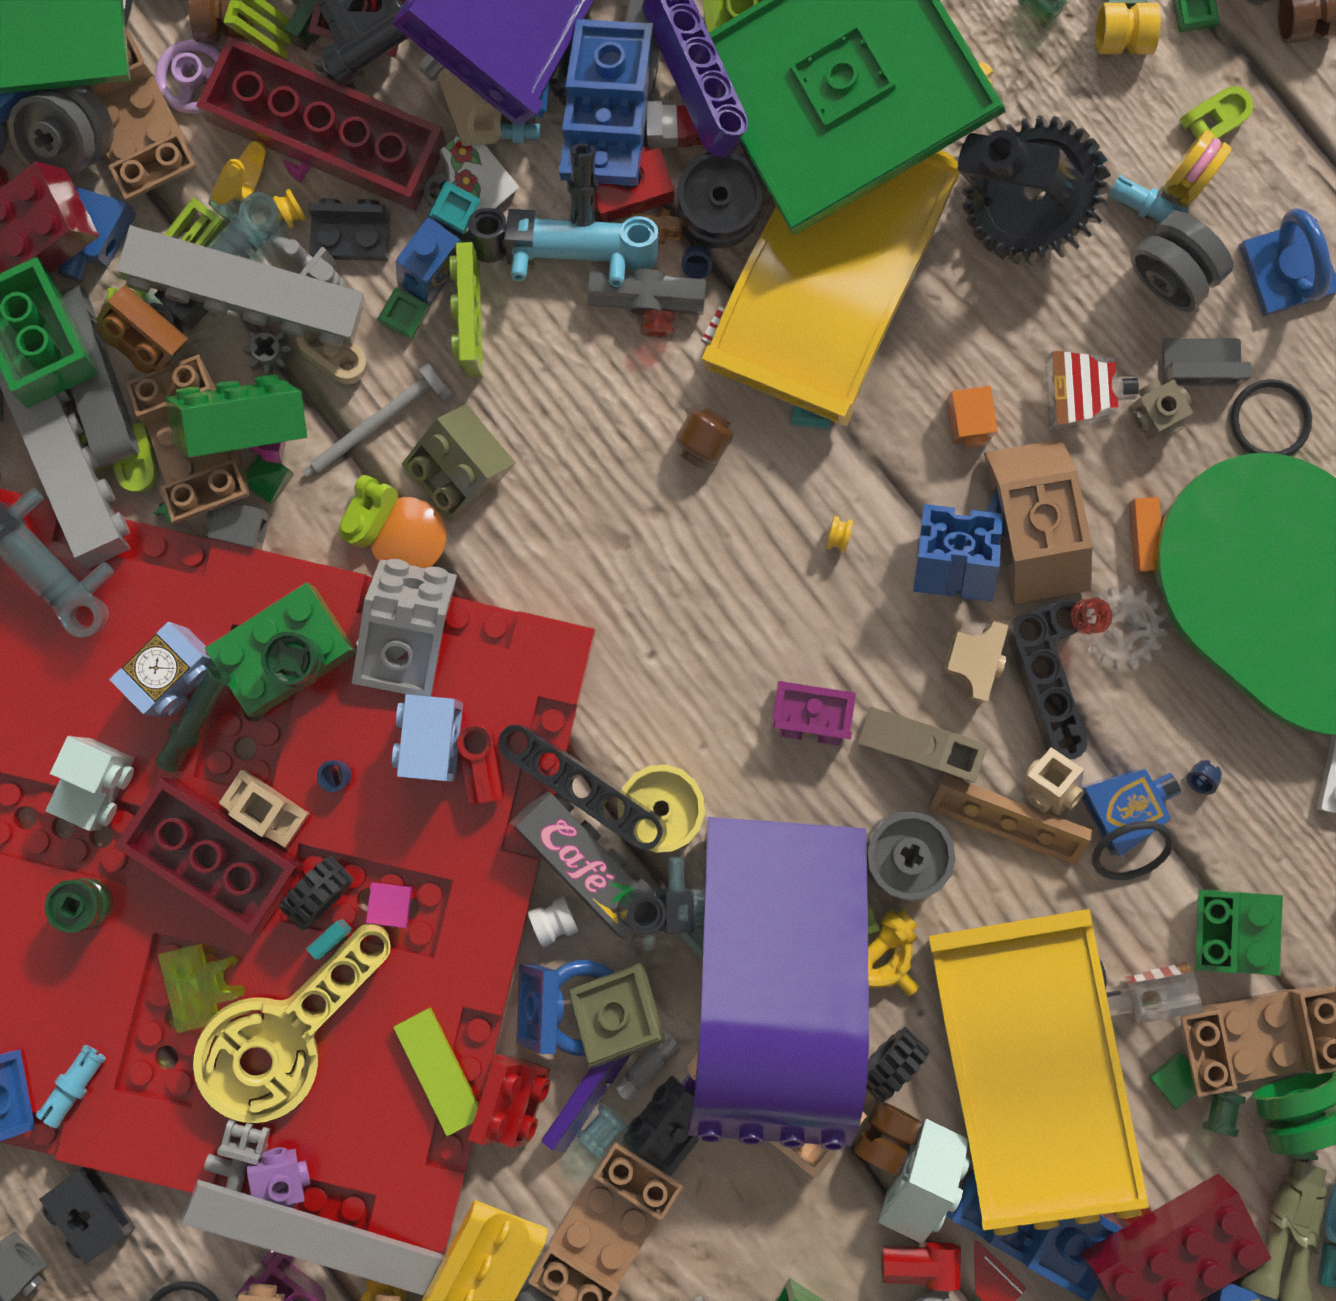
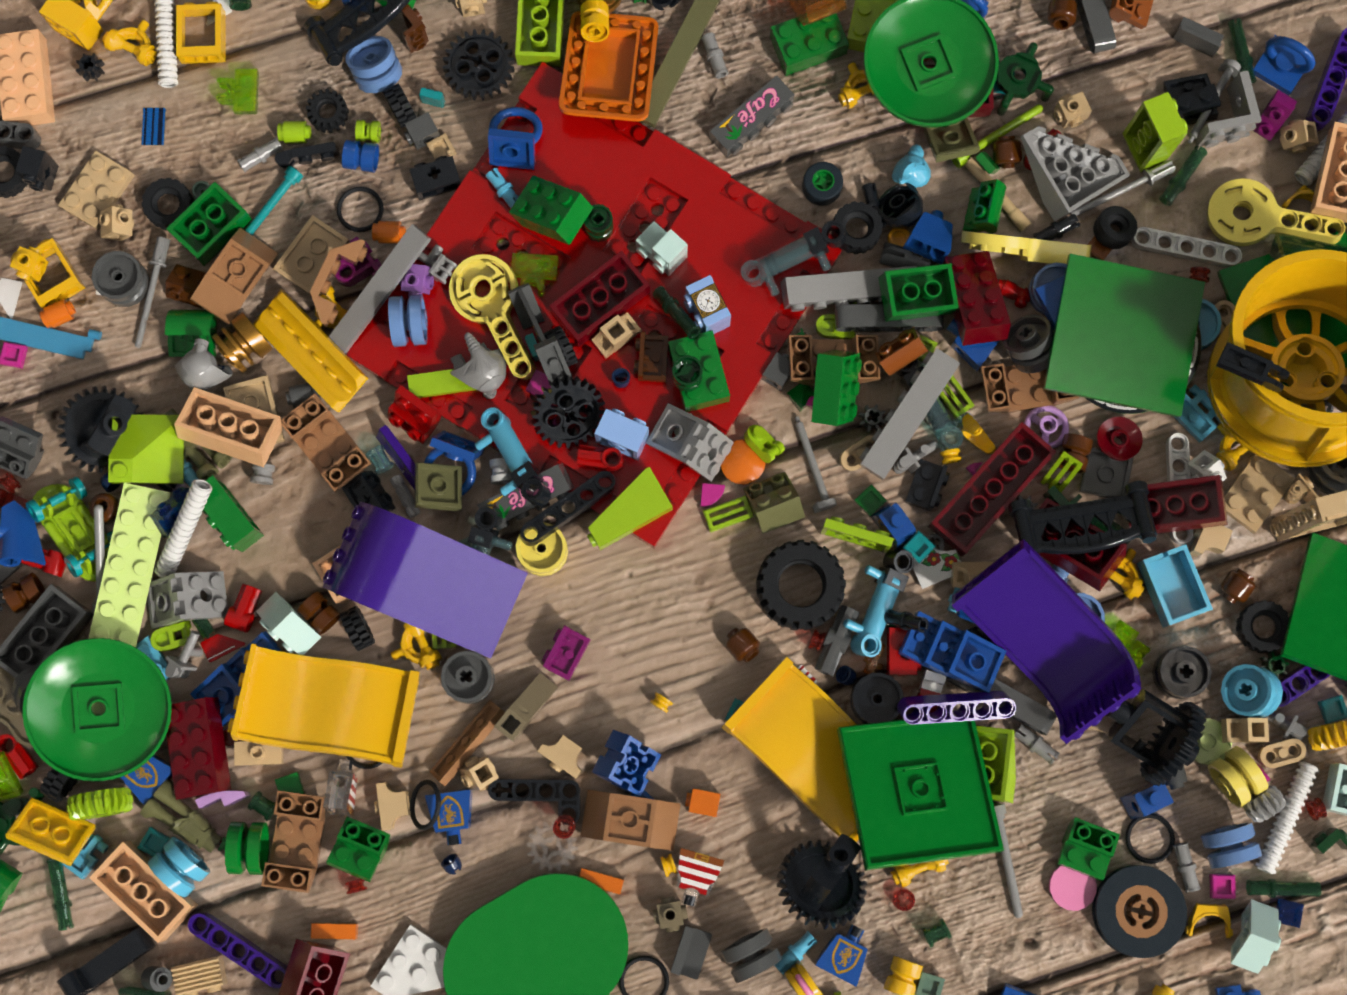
camera: 110 degrees right, 5 degrees down
(29, 1224) = (441, 146): none -> tan tile
(80, 991) = (551, 209): none -> green brick
(208, 1260) = (388, 232): none -> orange brick
(283, 735) = (652, 358): none -> reddish brown bracket
(331, 907) = (547, 349): none -> dark grey piece
(355, 1173) = (407, 320): none -> medium blue wheel
(388, 831) = (557, 429): none -> black gear
(396, 1006) = (483, 371): none -> light grey piece
(477, 569) = (711, 493): none -> dark pink tile
(521, 557) = (746, 507): none -> lime tile
(546, 679) = (631, 510): none -> lime slope
(550, 877) = (523, 471): none -> medium azure piece
(572, 324) = (815, 557): none -> black tyre
(1020, 61) = (896, 901): none -> clear red bush
(1086, 438) = (668, 865): none -> yellow bush
(1129, 127) = (844, 956): none -> torso
(1150, 906) = (391, 805): none -> tan brick
(1155, 1155) = (256, 754): none -> tan brick
(1236, 1176) = (228, 798): none -> lavender slope
(1296, 917) = (355, 886): none -> clear red bush

